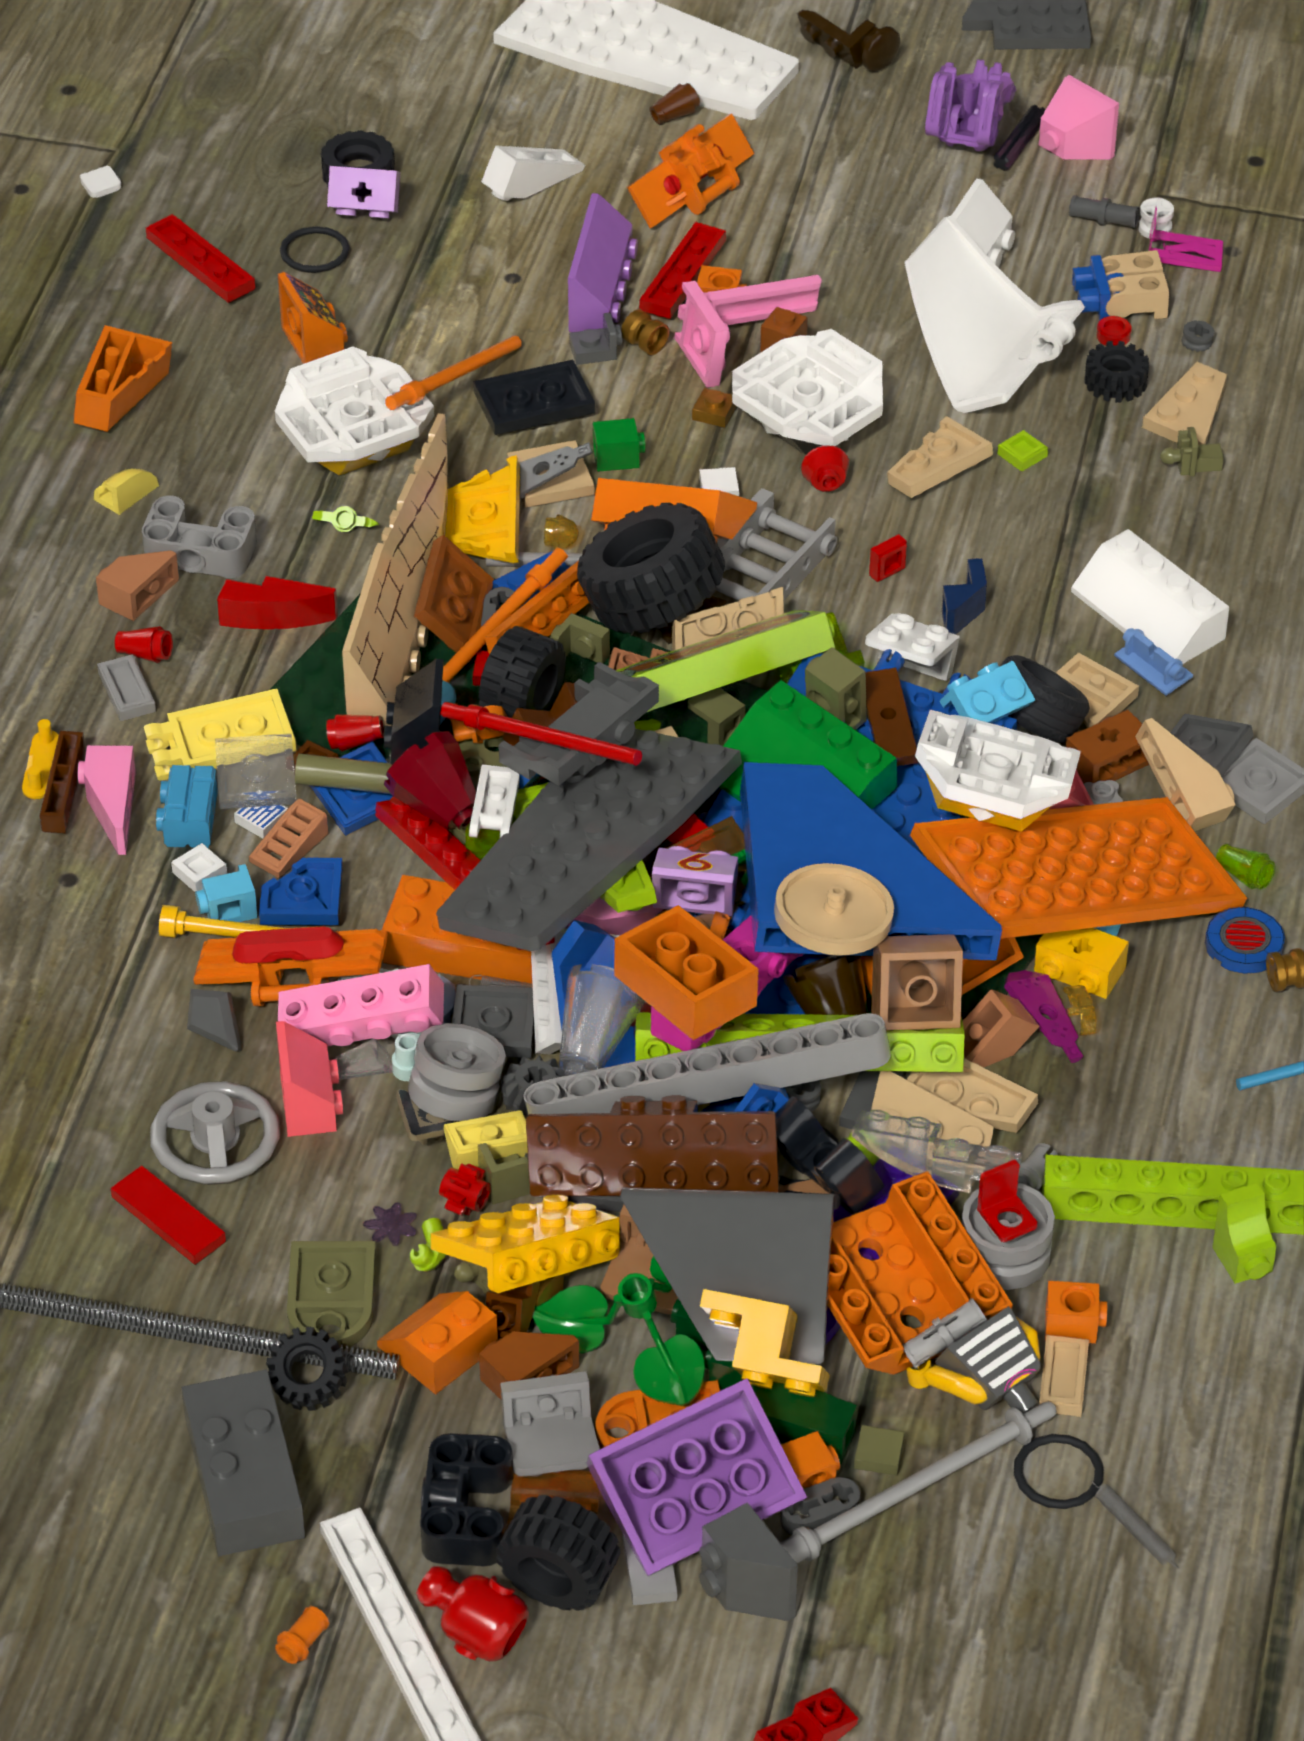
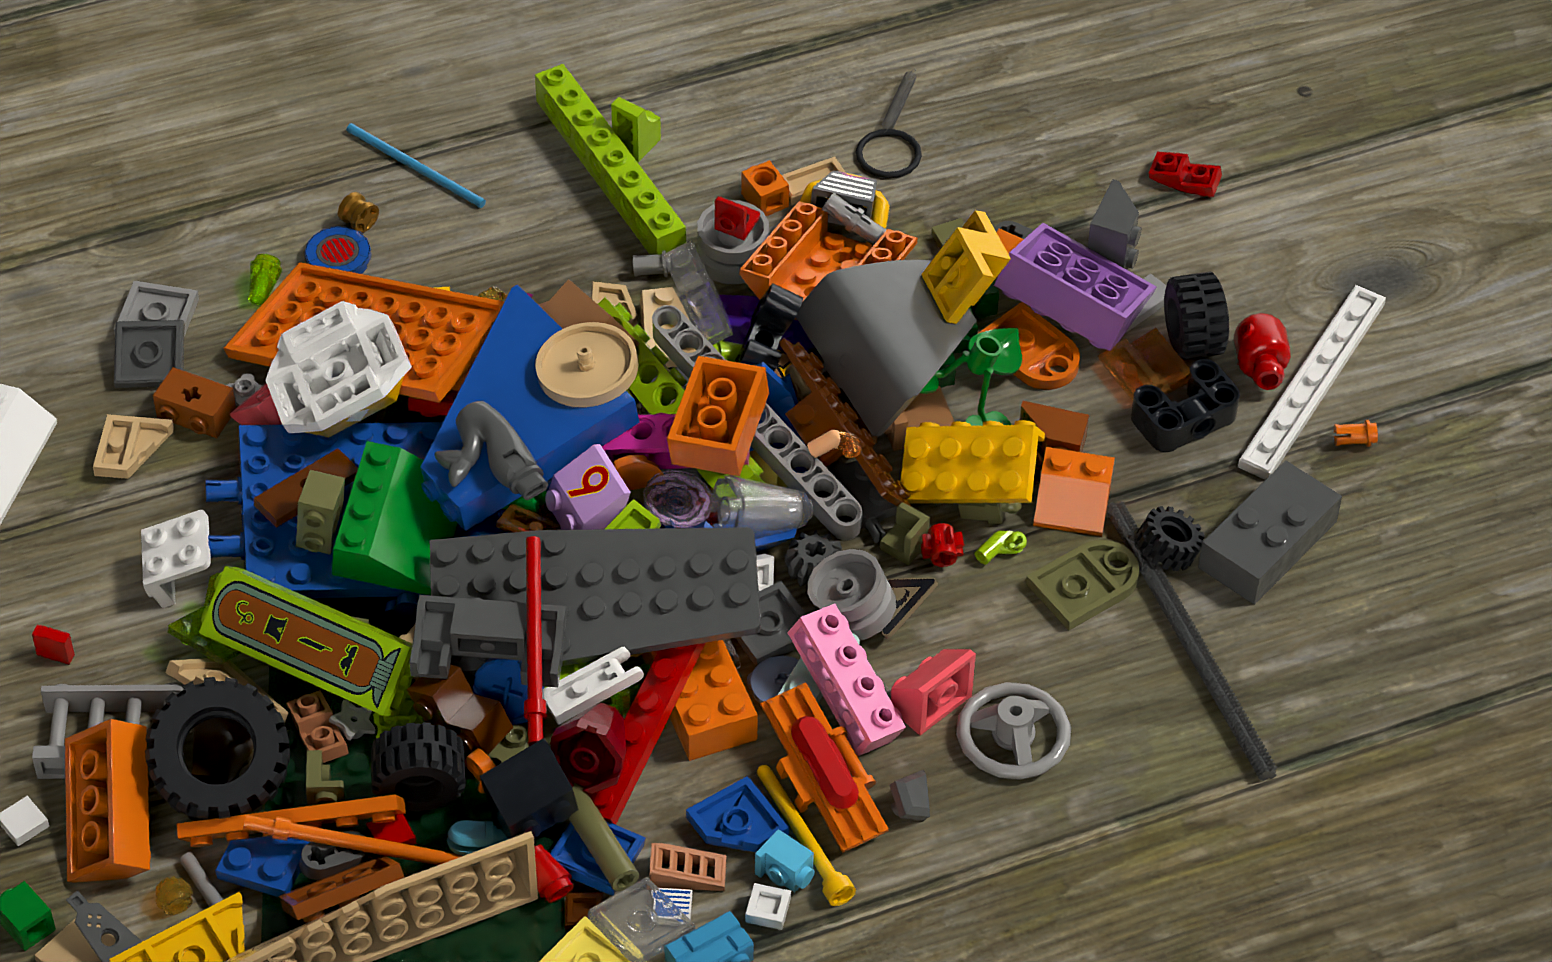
camera: 125 degrees left, 5 degrees up
(168, 1215) = (1107, 714): red tile -> none
(391, 1223) = (998, 584): clear purple plant -> none
(502, 1133) = (891, 553): light yellow slope -> none
(548, 1423) = (1097, 387): light grey bracket -> none
(607, 1095) = (835, 440): none -> arm
(768, 800) = (506, 451): none -> dark grey piece
(807, 1542) = (962, 202): light grey bar -> none
(965, 601) = (84, 568): dark blue slope -> none
(991, 694) = (239, 437): medium azure bracket -> none
(1057, 705) = (186, 445): black tyre -> none
(1152, 662) = (67, 424): medium blue hinge -> none
(1185, 777) = (210, 330): tan slope -> none

